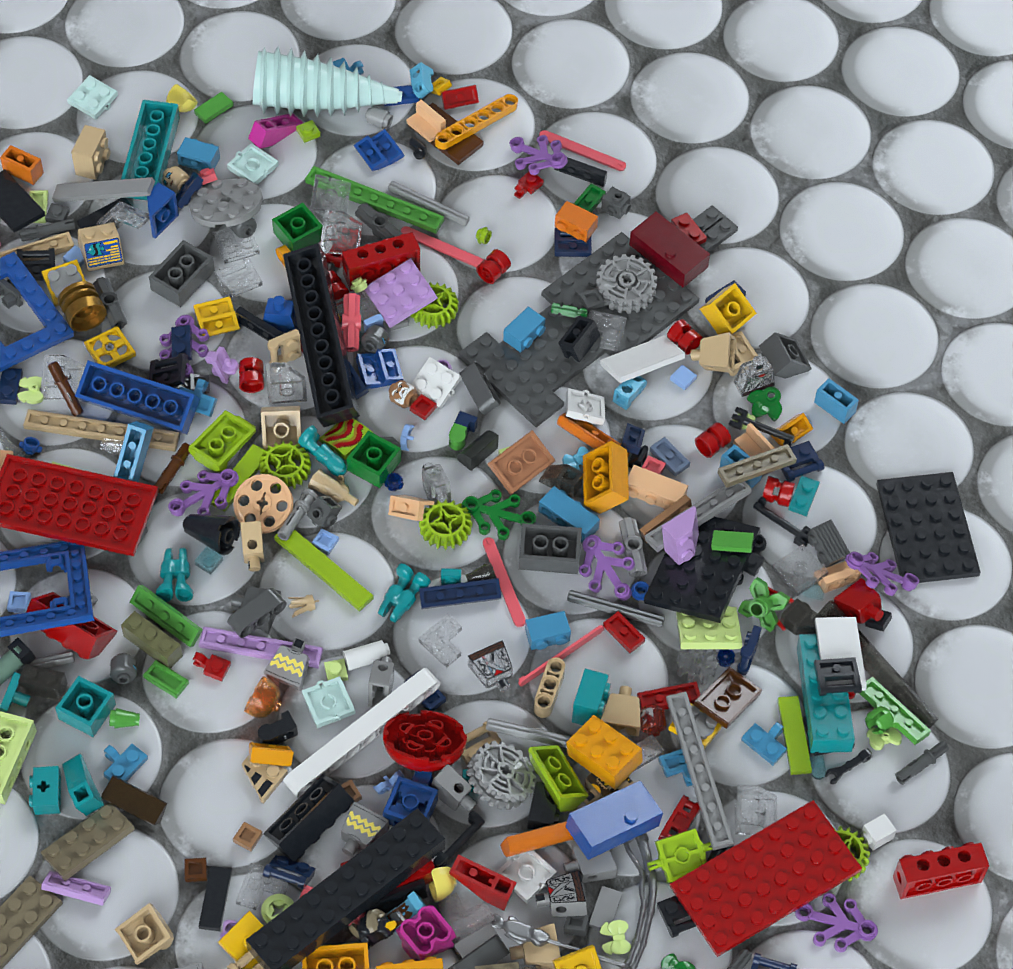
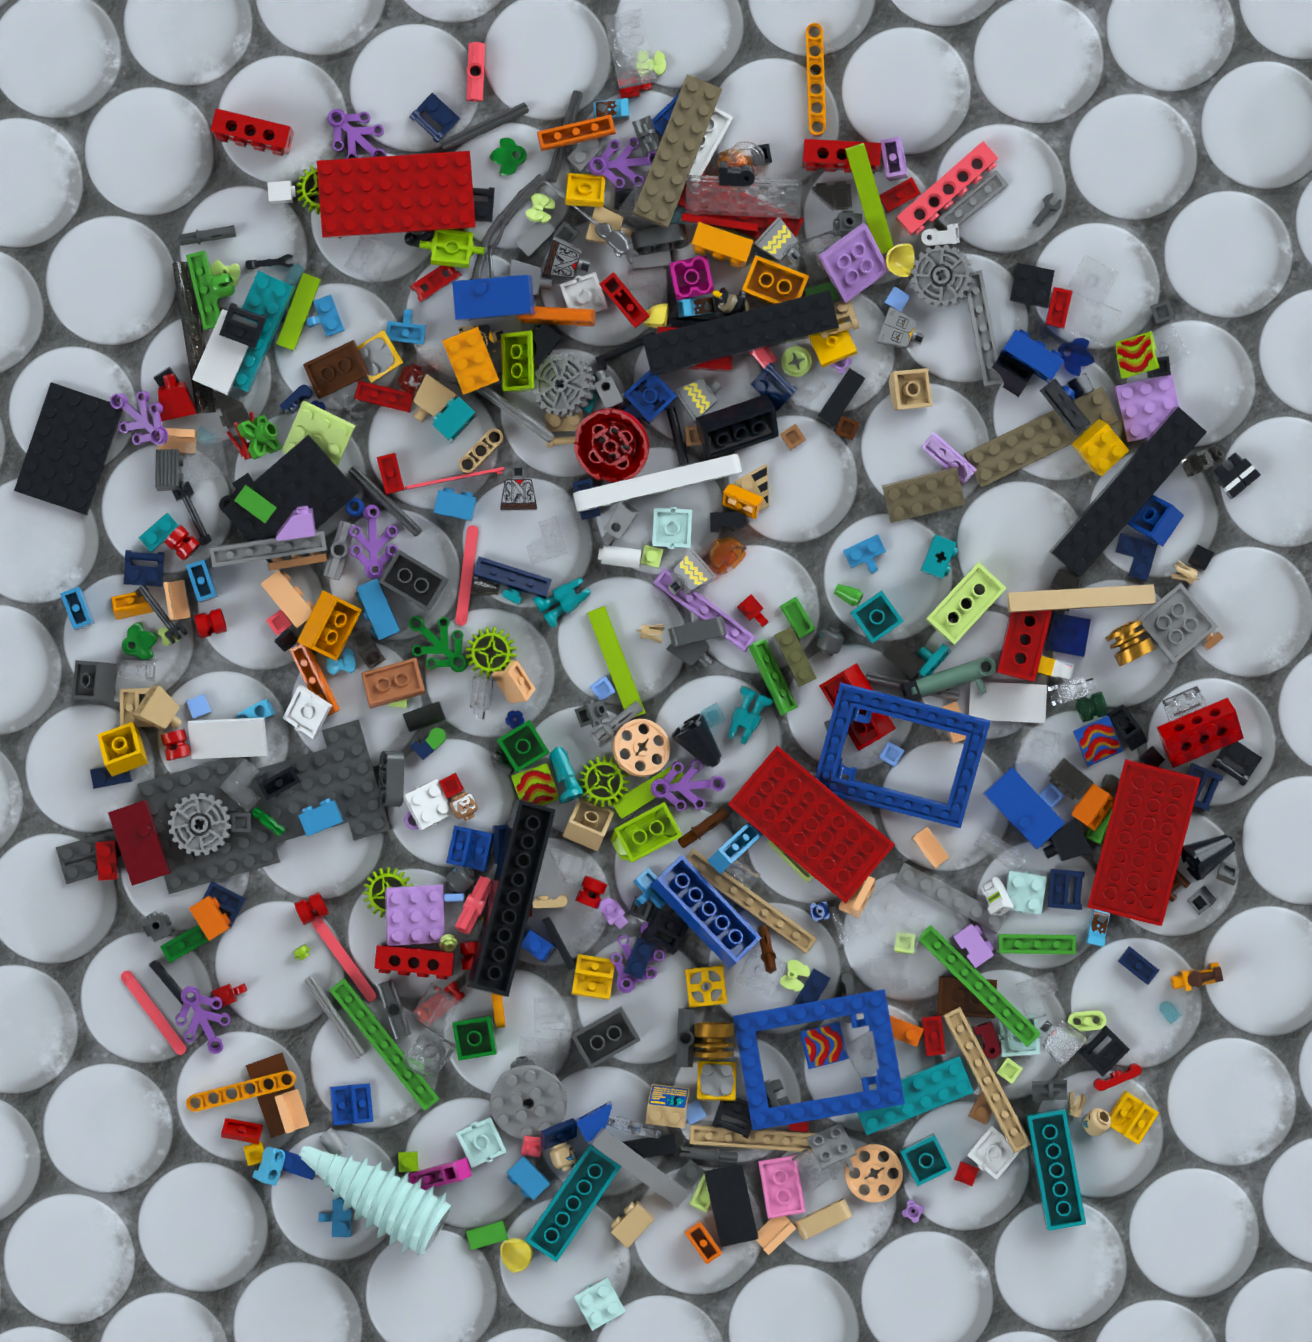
camera: 150 degrees left, 30 degrees up
(81, 786) = (908, 548): teal slope -> none
(134, 800) = (871, 512): dark brown slope -> none
(252, 544) = (667, 714): tan torso -> none
(329, 486) = (570, 732): tan piece -> none
(364, 786) = (677, 435): none -> black piece
(388, 784) = (657, 429): light blue piece -> none
(406, 436) = (482, 761): light blue piece -> none
(420, 148) = (310, 1087): black arm -> none
(632, 439) = (282, 658): dark blue plate -> none
(667, 453) = (257, 627): sand blue plate -> none
(699, 771) = (399, 309): light grey tile -> none
(757, 465) = (193, 565): dark tan plate -> none

